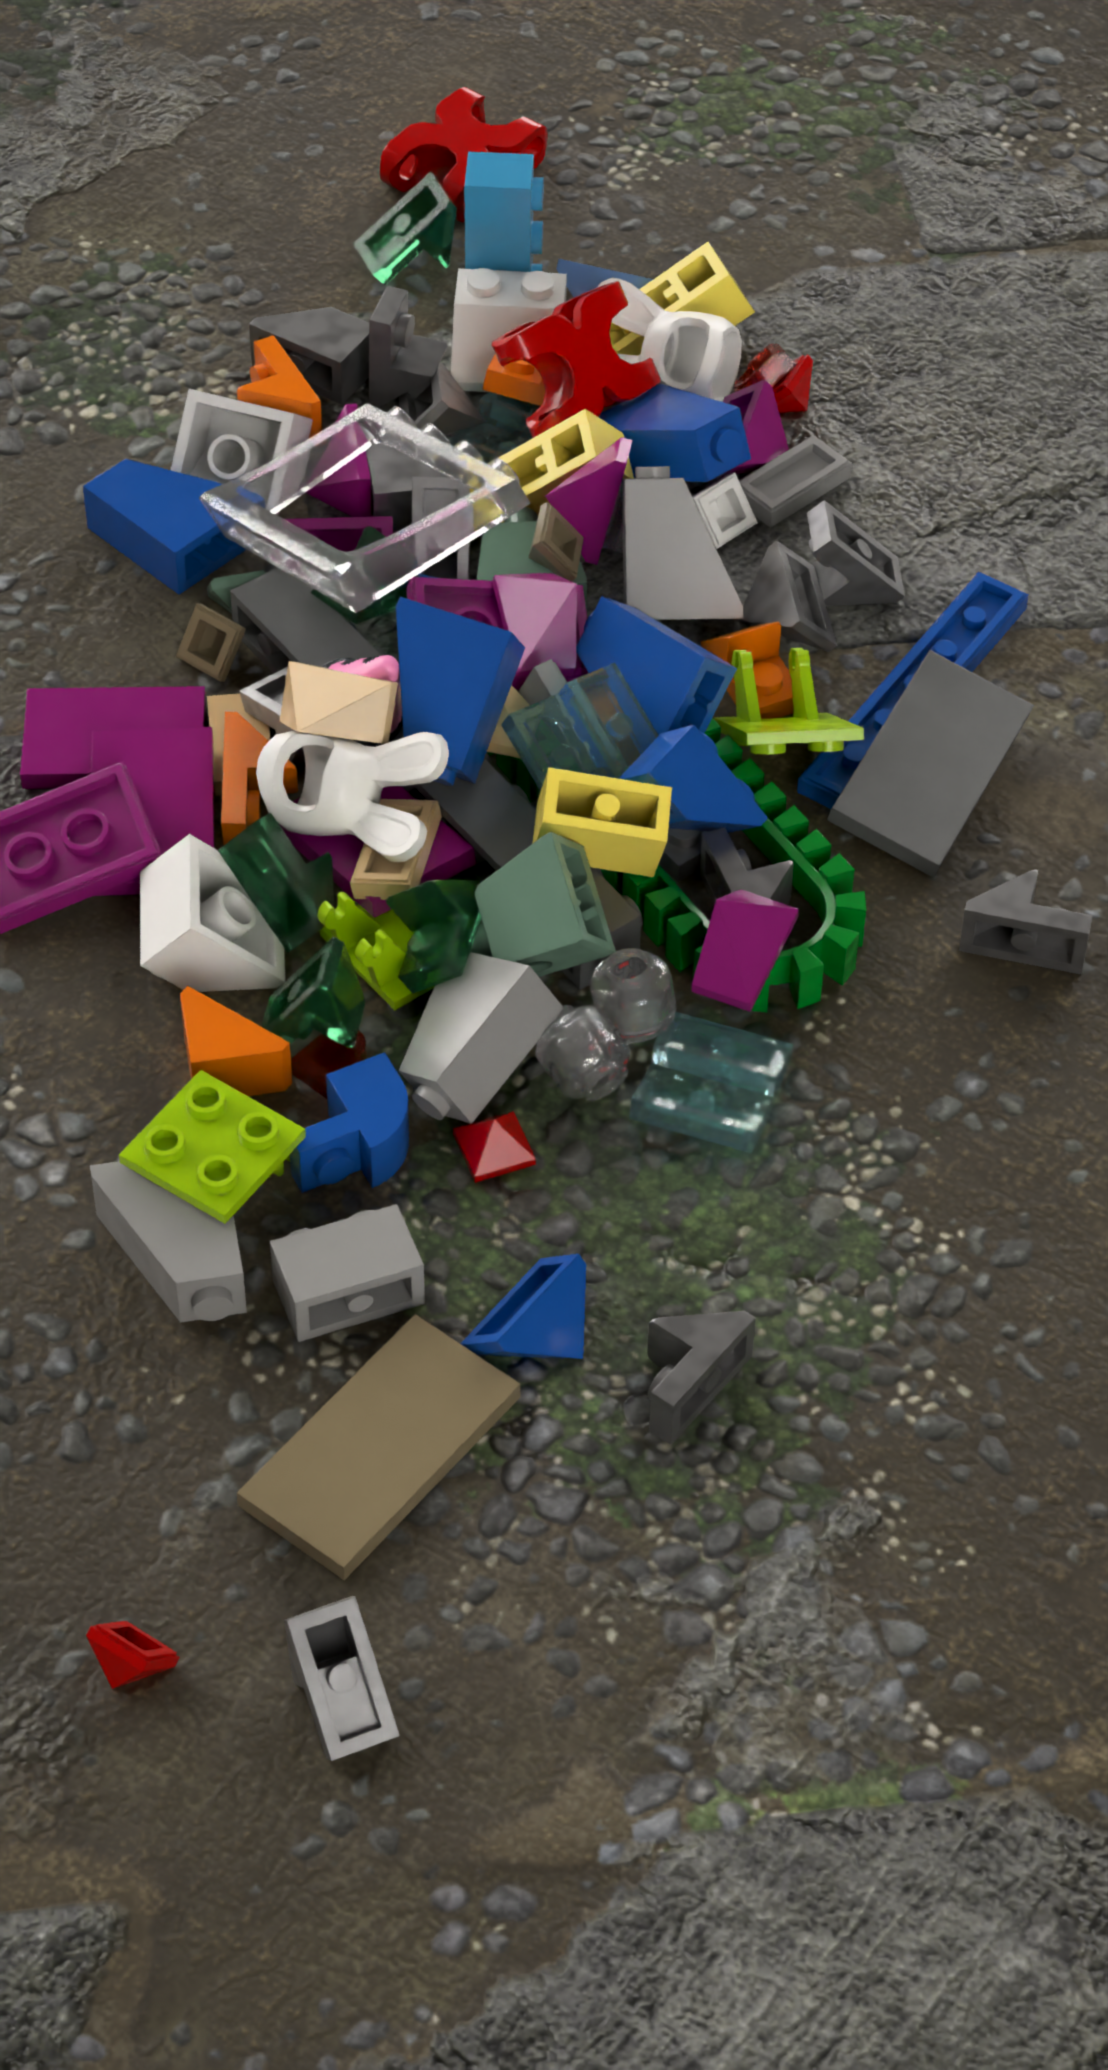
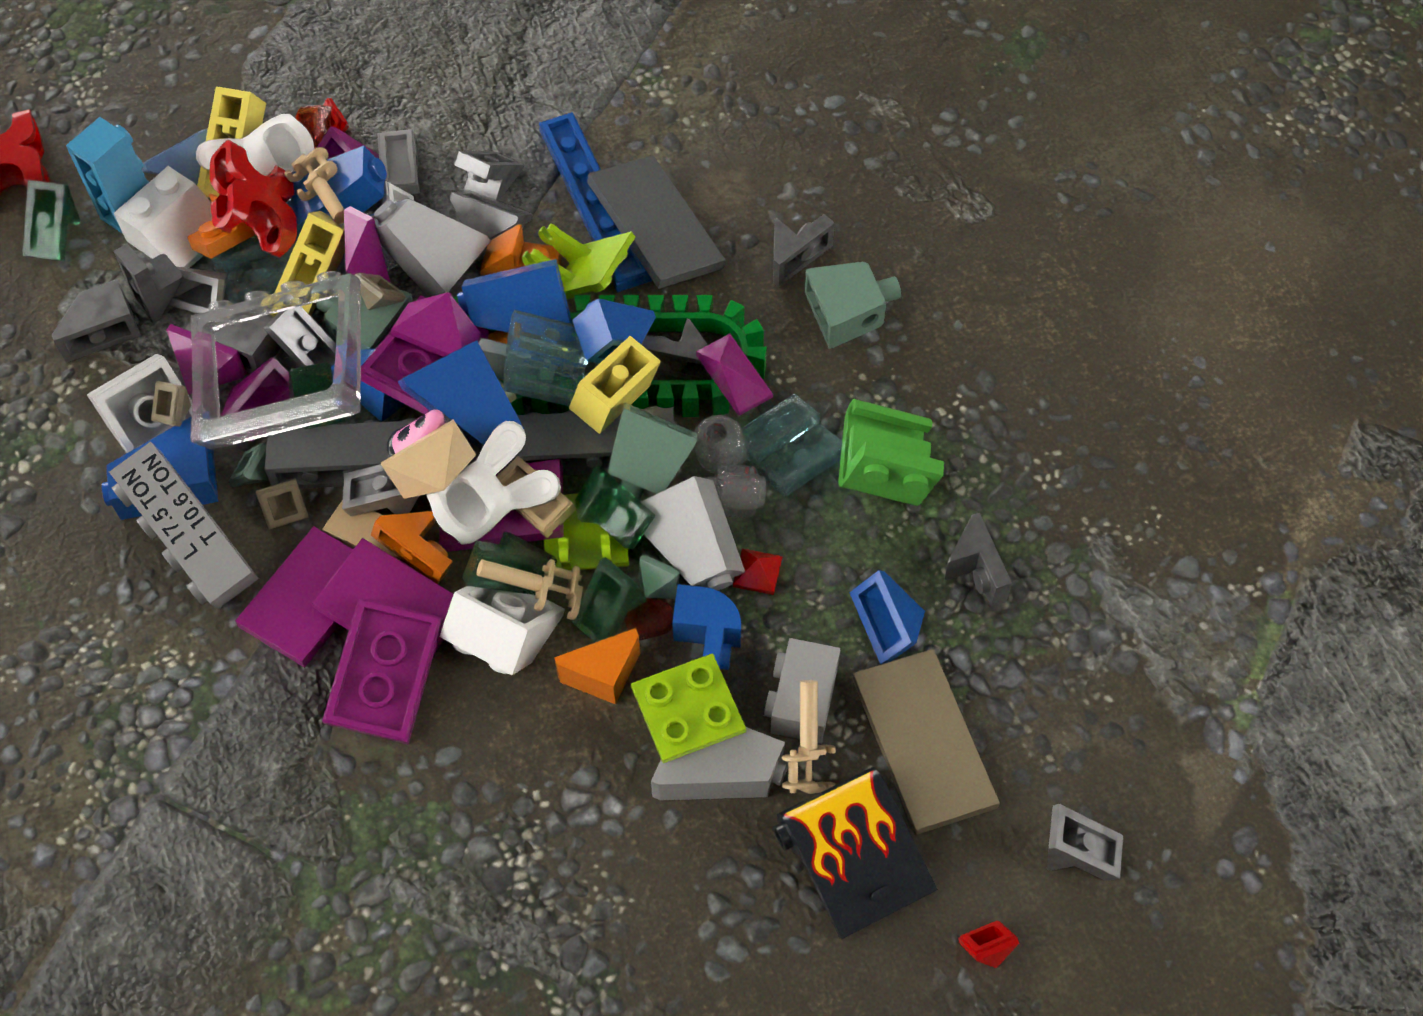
camera: 55 degrees left, 10 degrees up
(96, 564) = (183, 526): none -> light grey brick
(163, 1433) = (854, 845): none -> black door
(245, 458) = (170, 403): none -> dark tan slope
(260, 1302) = (809, 747): none -> tan piece
(272, 907) = (537, 583): none -> tan piece
(280, 384) = (111, 354): orange slope -> none
(385, 1033) = (657, 578): none -> sand green slope
(667, 394) = (319, 173): none -> tan piece
(770, 1175) = (887, 453): none -> bright green piece
(989, 1024) = (848, 300): none -> sand green torso

